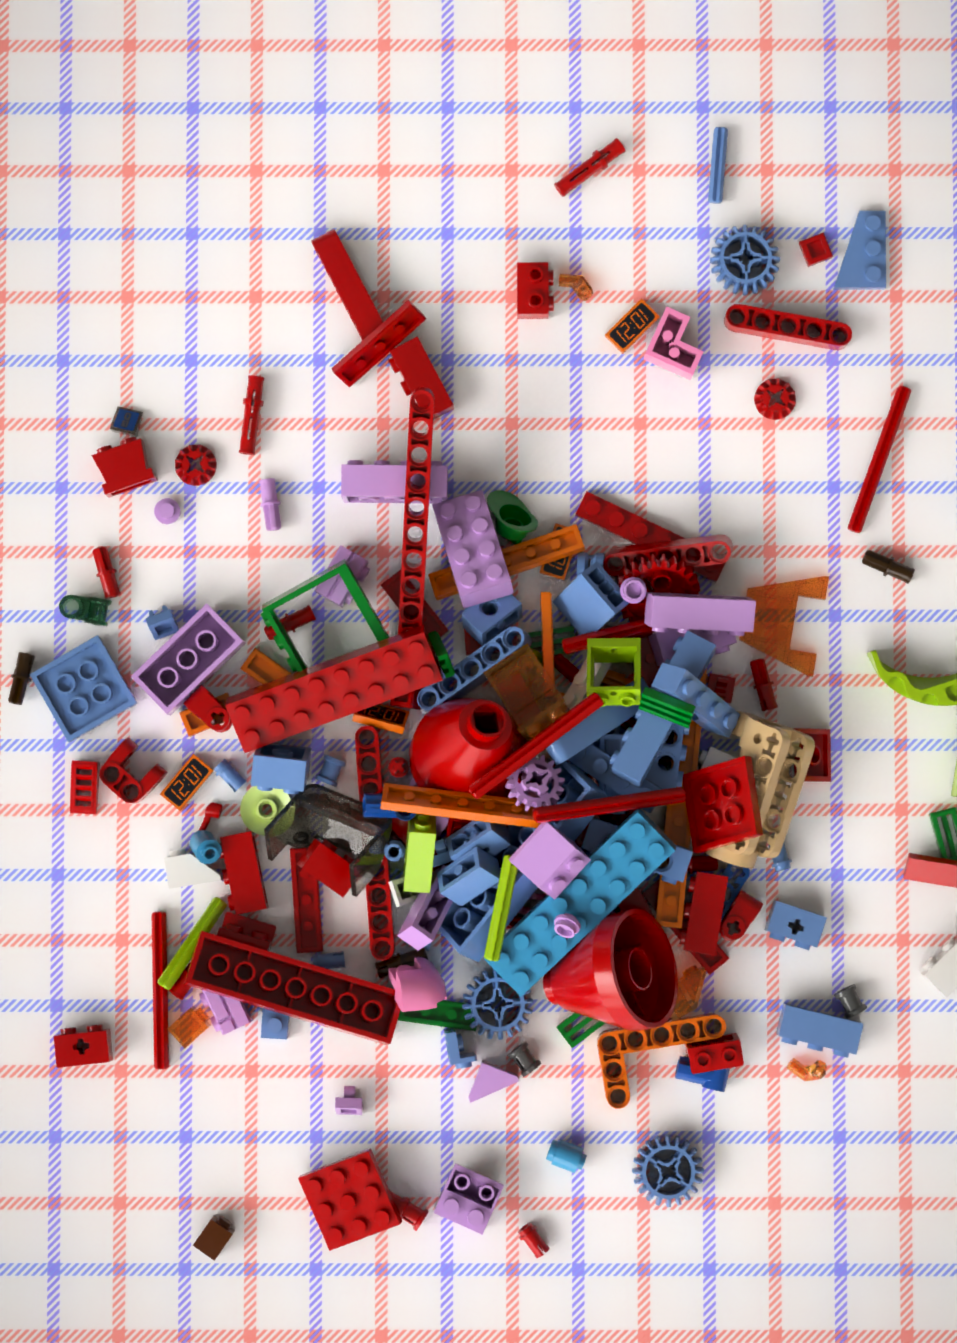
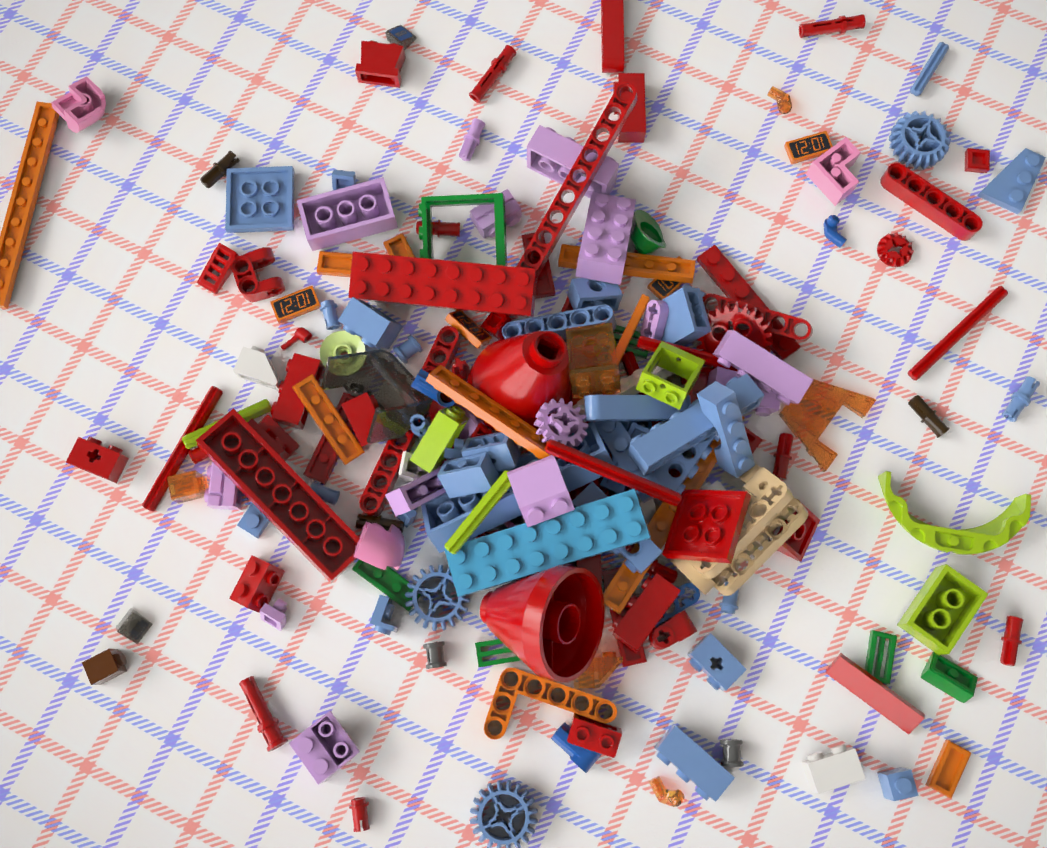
camera: 25 degrees right, 10 degrees down
(87, 609) = (296, 147): clear green piece -> none
(106, 572) = (325, 129): red axle -> none
(167, 511) = (394, 109): lavender plate -> none
(195, 477) = (427, 95): red gear -> none
(205, 847) = (282, 349): dark azure brick -> none
(206, 707) = (341, 256): red piece -> none
(216, 1185) = (133, 626): none -> clear smoke slope
(293, 886) = (328, 419): none -> orange tile
(313, 1084) = (256, 584): none -> red bracket
(350, 1199) = (229, 695): red plate -> none
(379, 343) = (613, 64): red tile -> none
(441, 654) = (540, 302): green tile -> none
(489, 1080) = (397, 656): lavender slope -> none
(533, 290) = (746, 87): red brick -> none
(535, 745) = (577, 392): red axle -> none
(566, 925) = (526, 552): lavender plate -> none
(566, 1155) = (425, 755): dark azure brick -> none
(567, 614) = (654, 320): none -> lavender beam
(633, 590) = (717, 322): lavender plate -> none
(667, 707) = (701, 418): green tile -> none
(699, 411) = (831, 231): none -> blue arm

